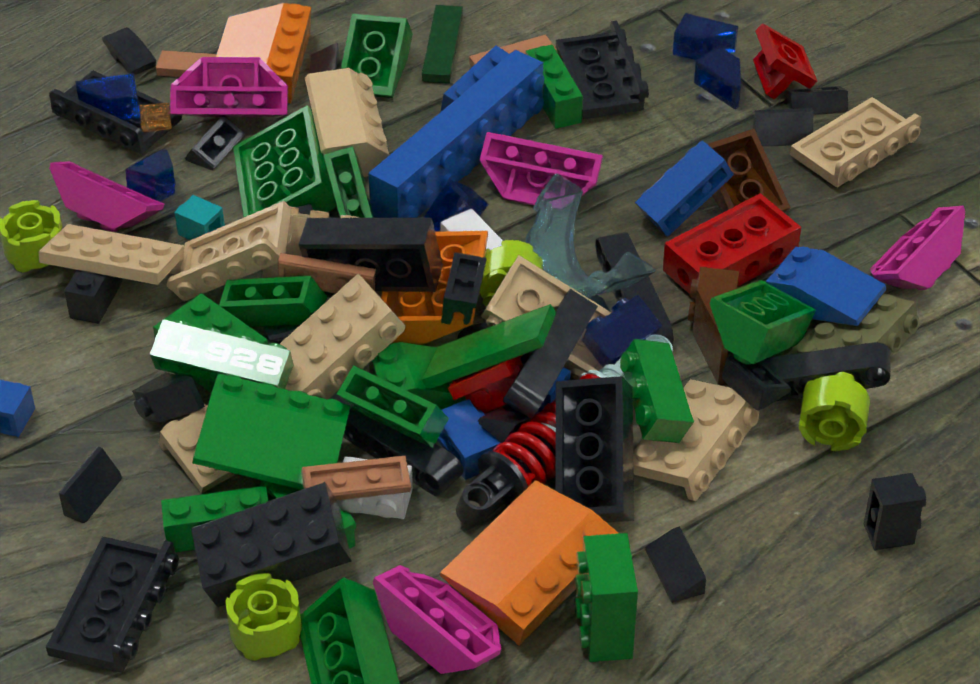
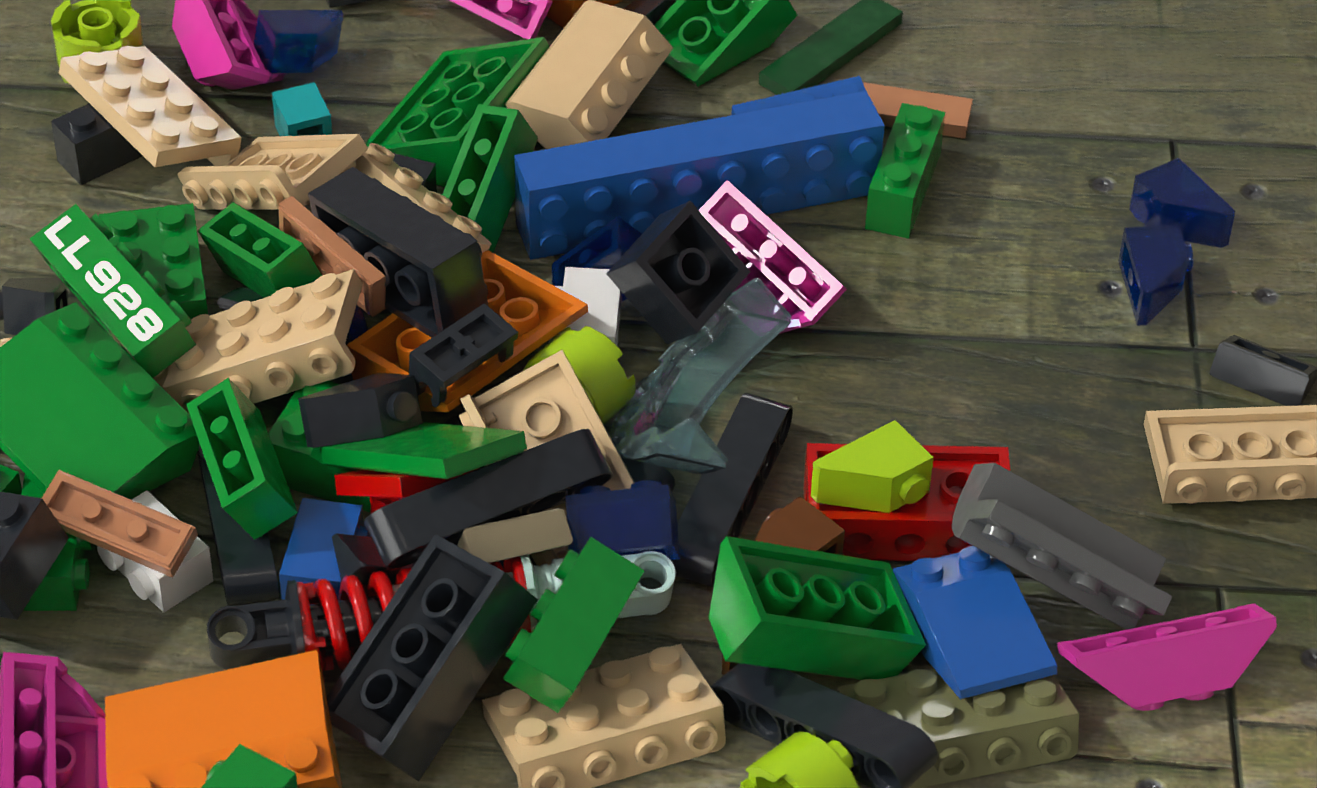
camera: 35 degrees right, 0 degrees up
(215, 144) = (425, 37): black slope -> none
(430, 346) = (361, 410): none -> black slope
(508, 192) = (678, 272): none -> black brick
(585, 363) = (517, 536): none -> dark tan slope
(604, 72) = (991, 186): black bracket -> none
(684, 188) = (921, 385): blue brick -> none
(722, 235) = (874, 472): none -> lime slope
(751, 172) = (1033, 408): reddish brown slope -> none
(754, 382) = (733, 696): black slope -> none
(781, 62) = (1253, 289): red bracket -> none
(783, 125) = (1165, 378): black slope -> none
(835, 225) = (1059, 546): none -> dark grey brick

